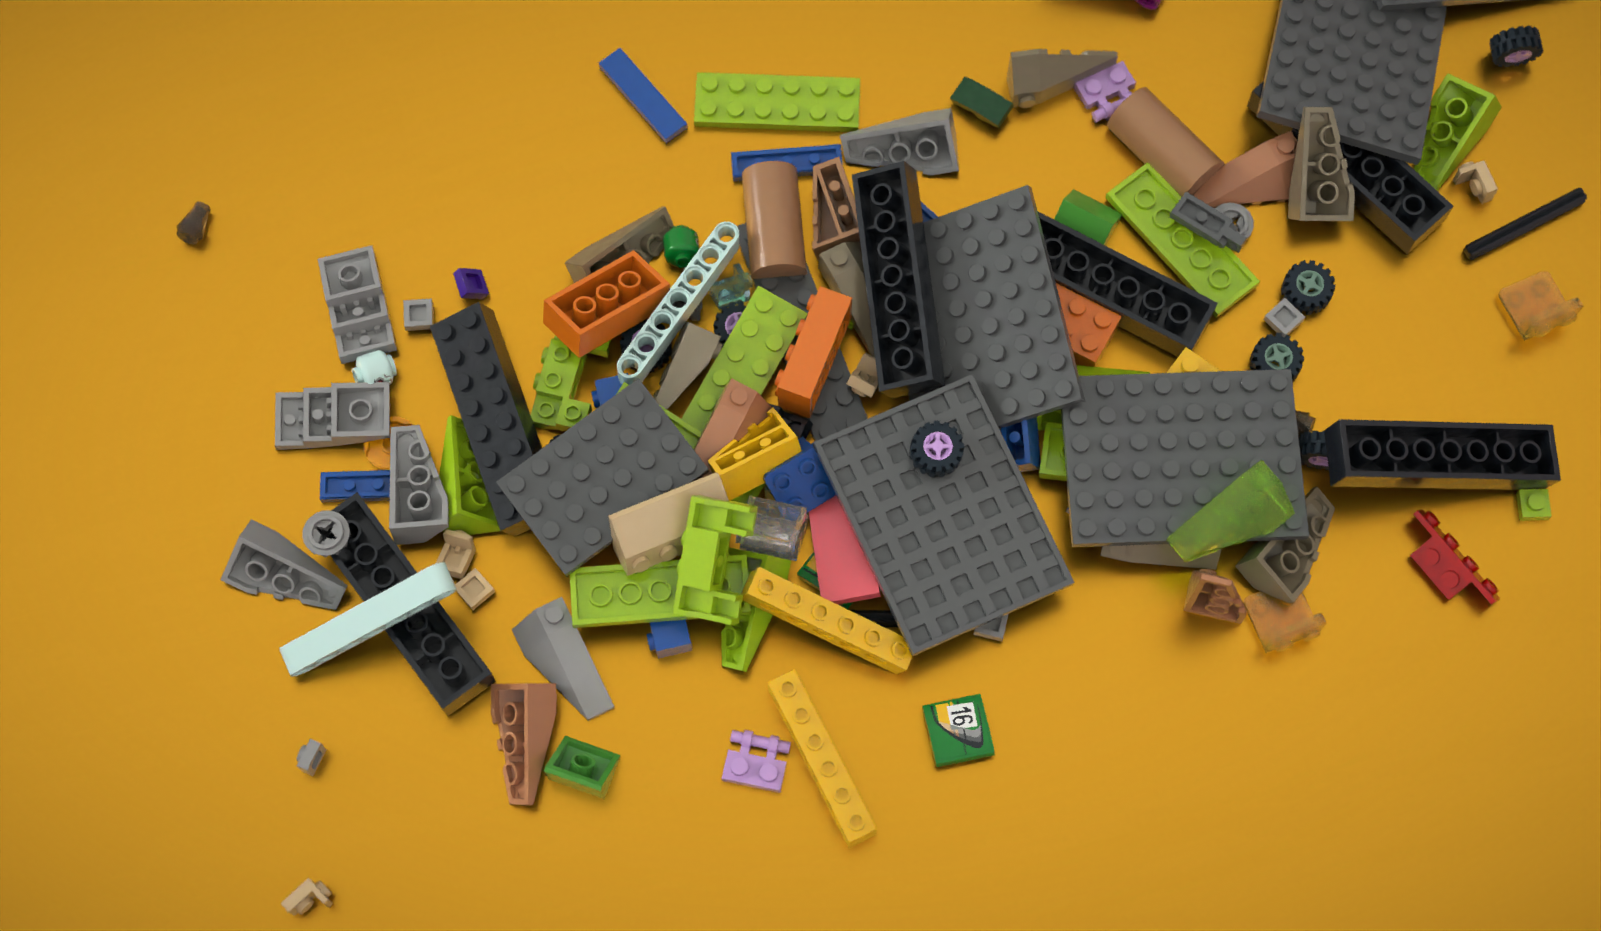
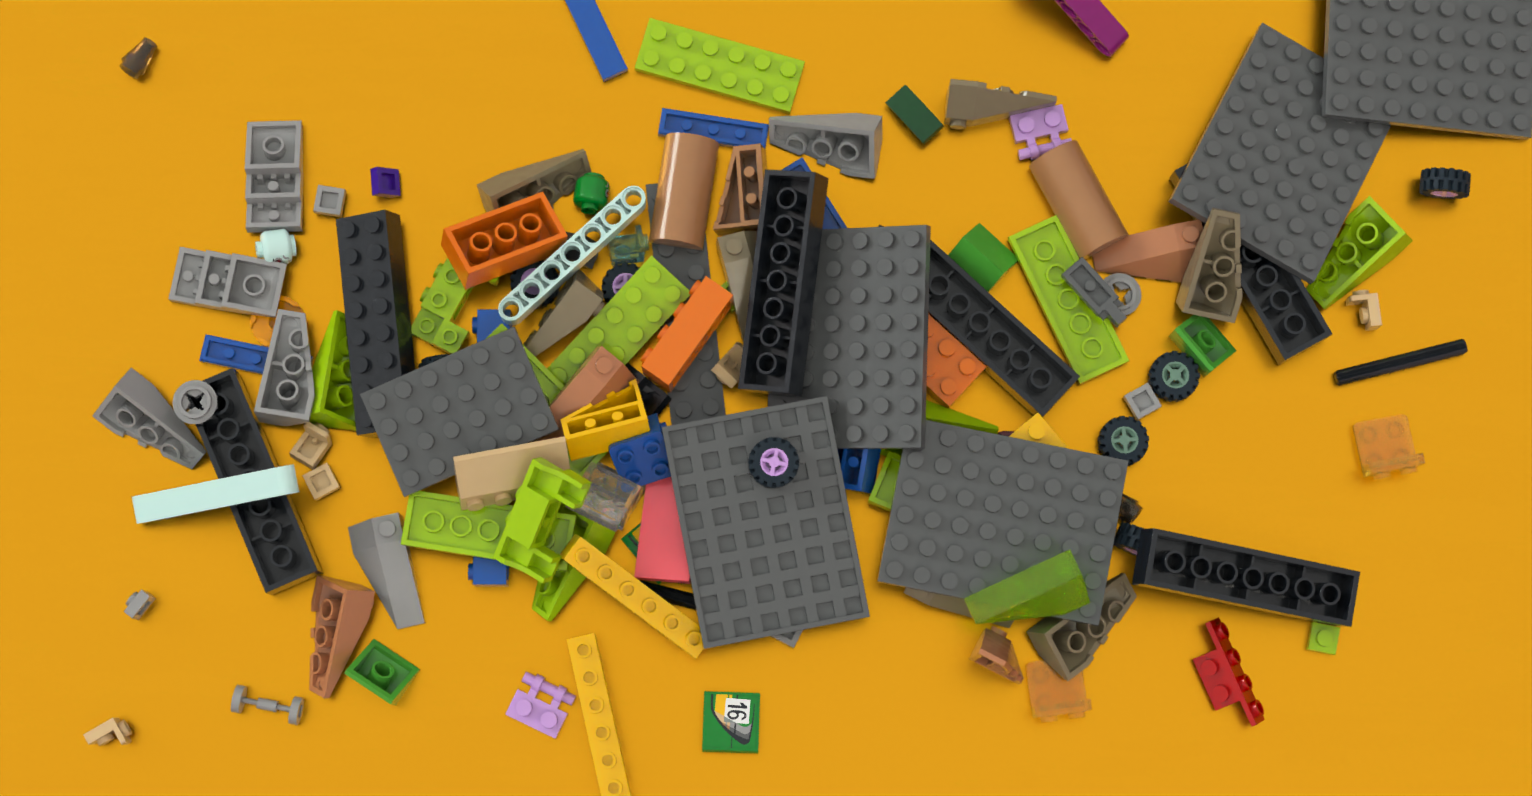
camera: 10 degrees right, 10 degrees up
(438, 828) = (239, 699): none -> light grey wheel
(1325, 247) = (1203, 343): none -> bright green slope

